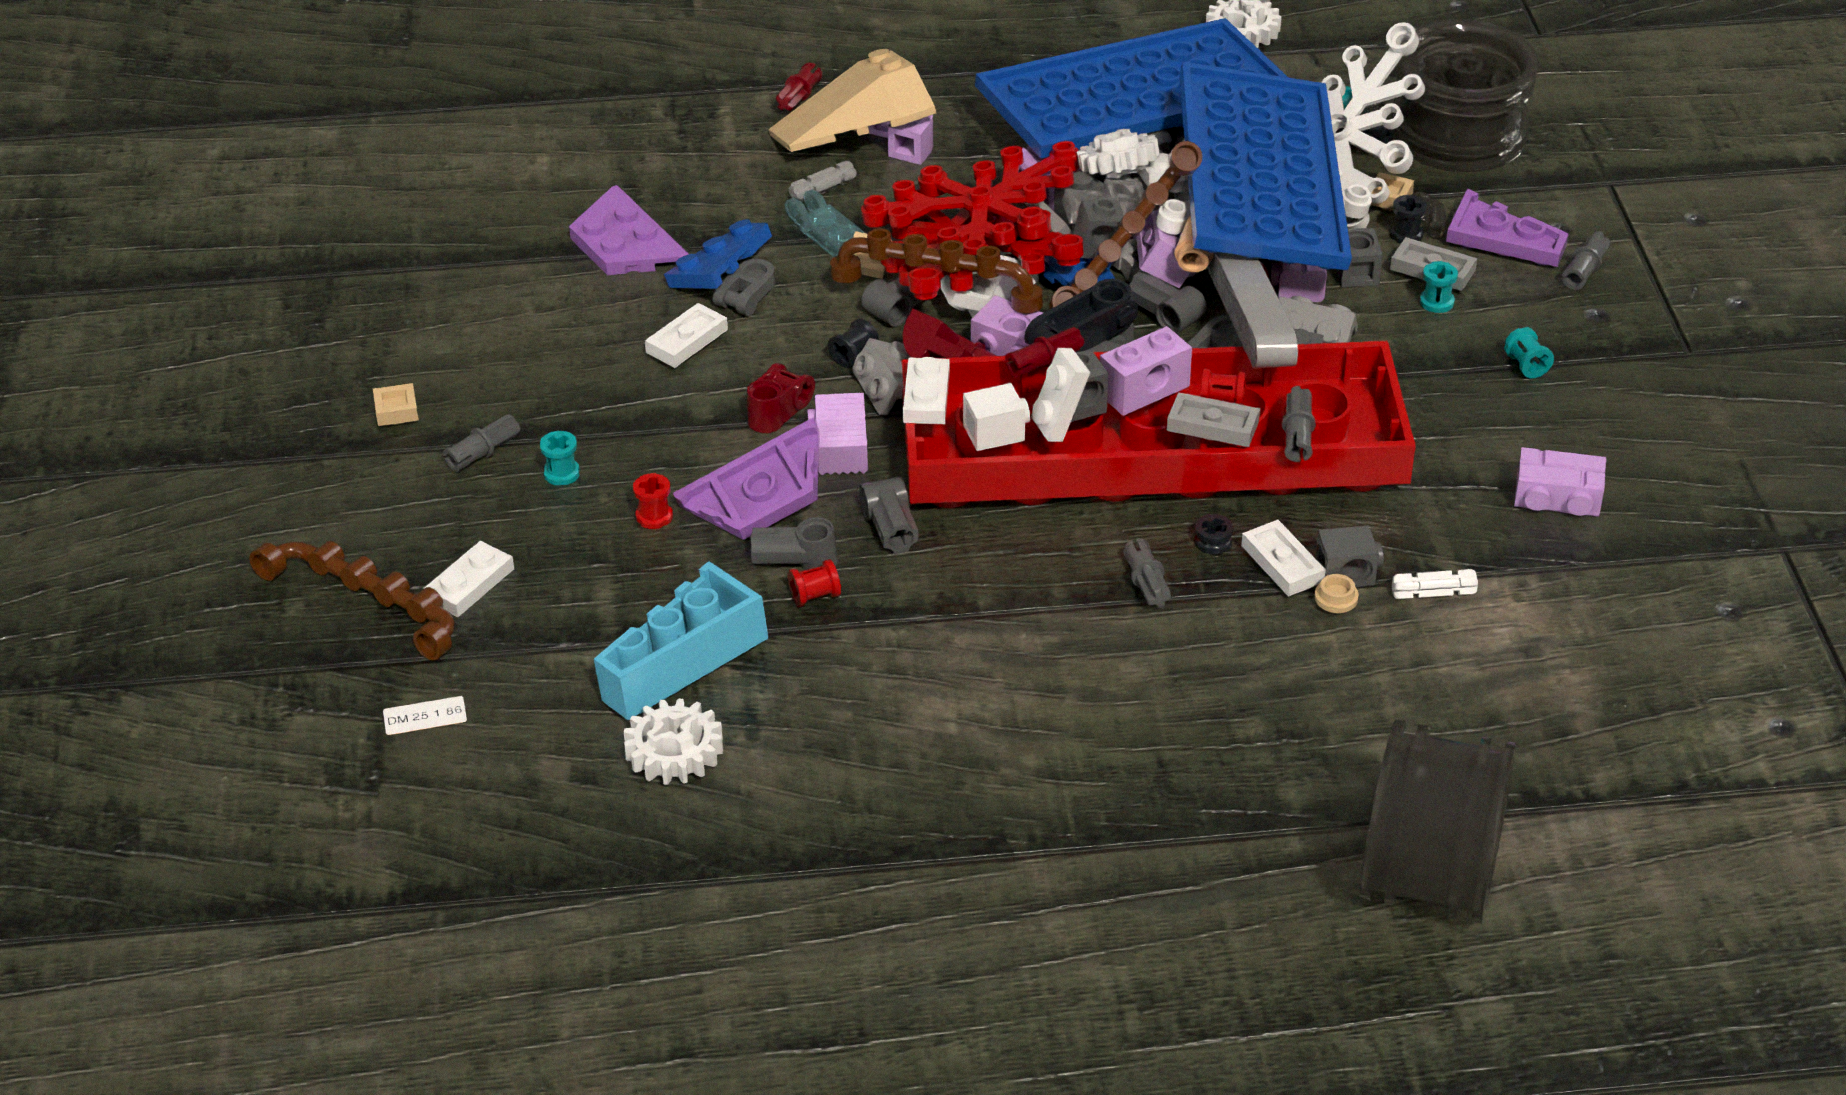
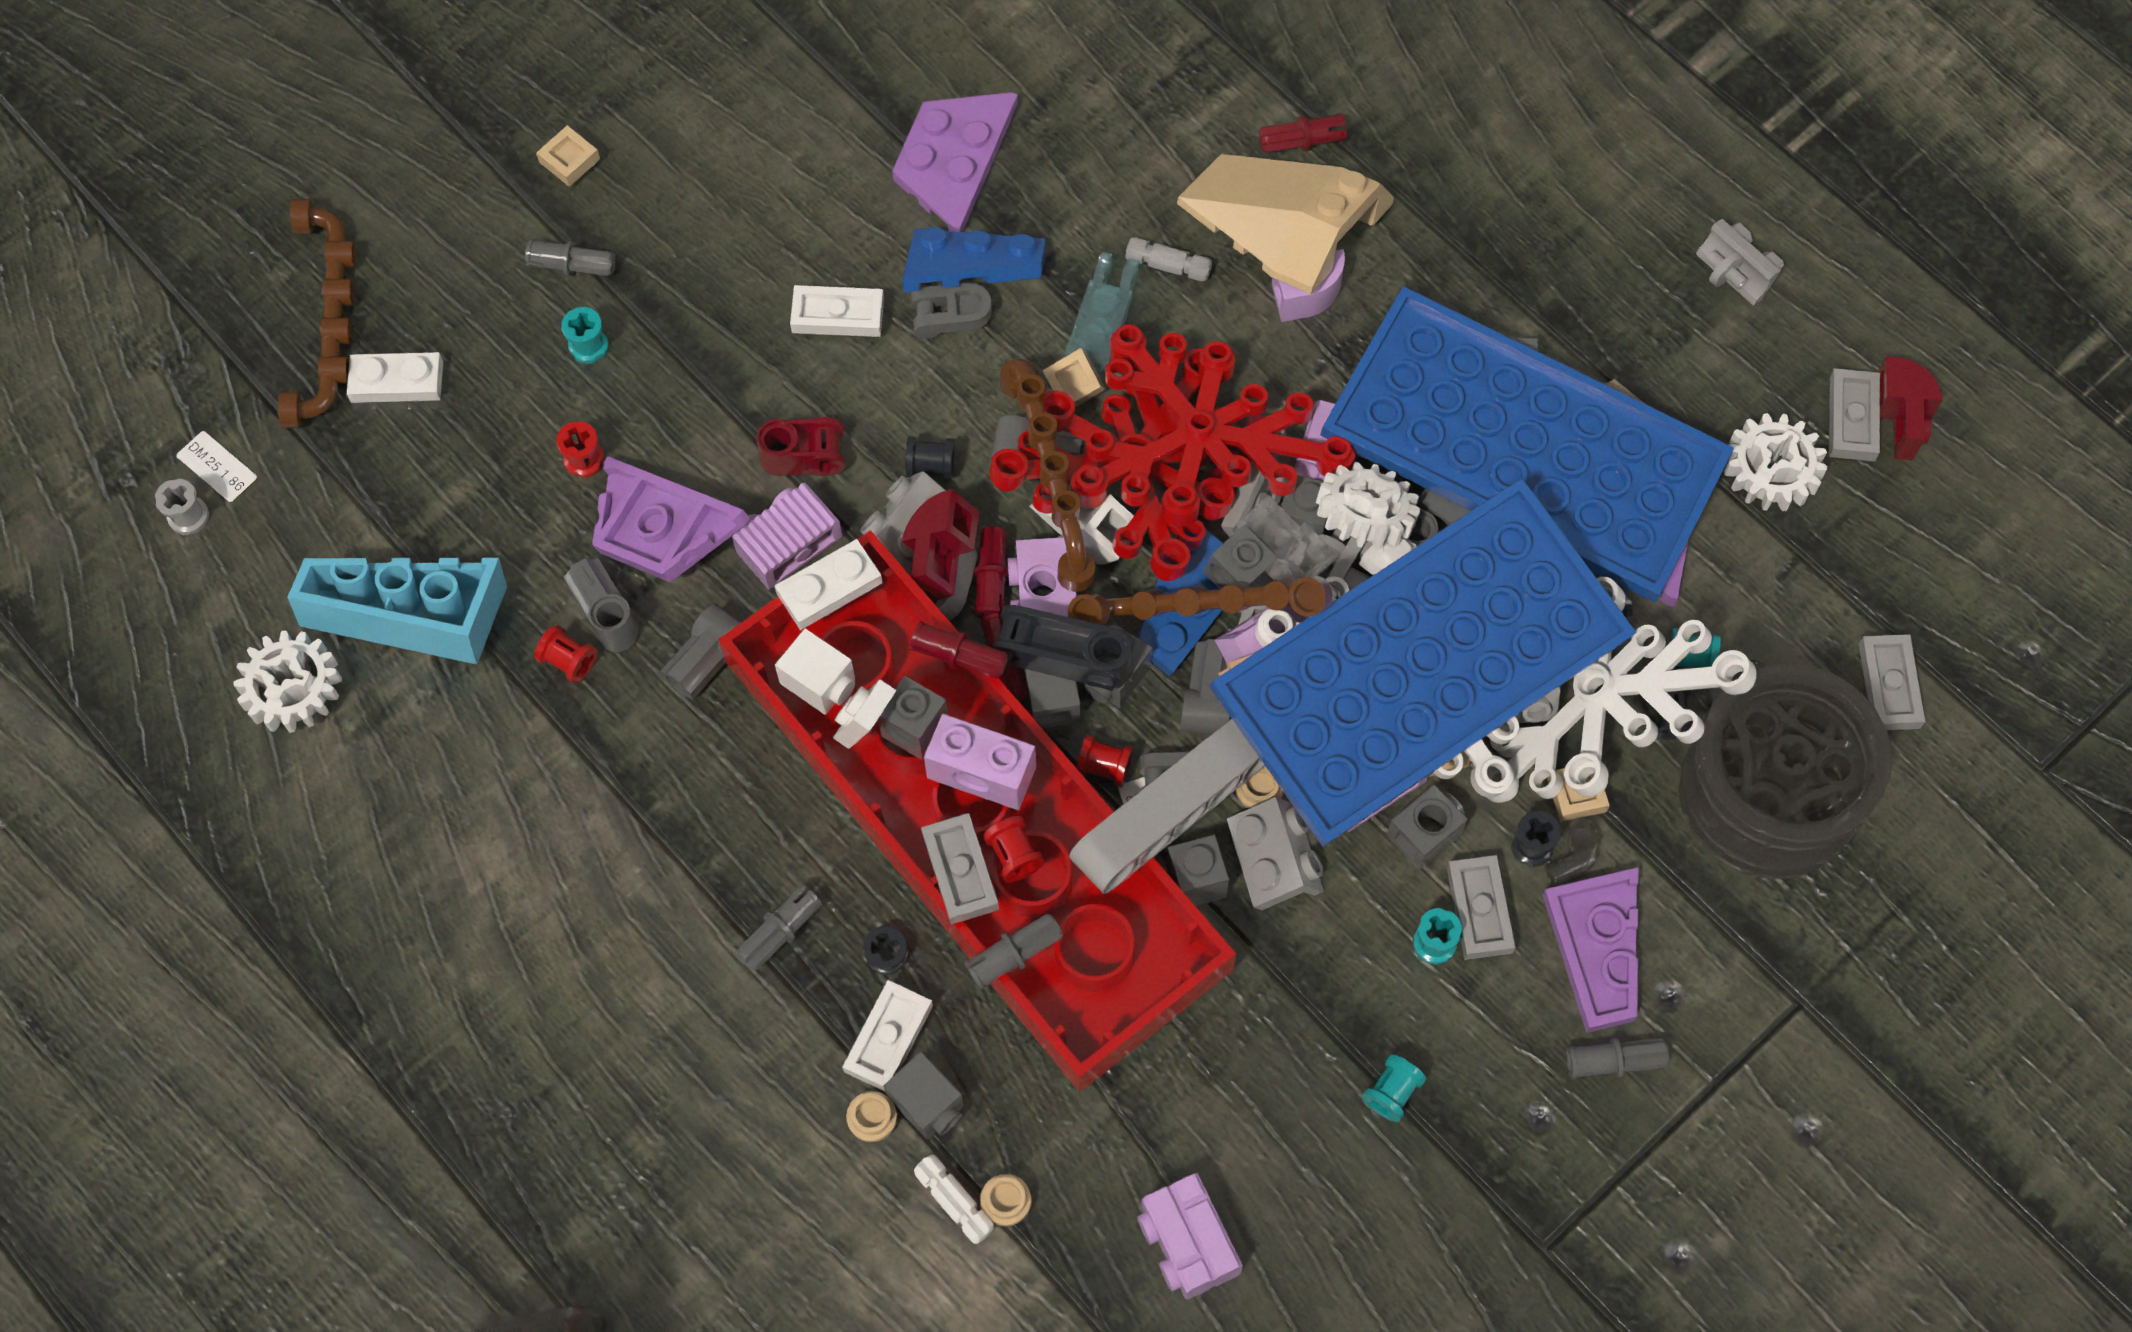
camera: 55 degrees right, 25 degrees up
(441, 738) = (182, 508): none -> light grey bush
(1457, 555) = (1006, 1199): none -> tan plate

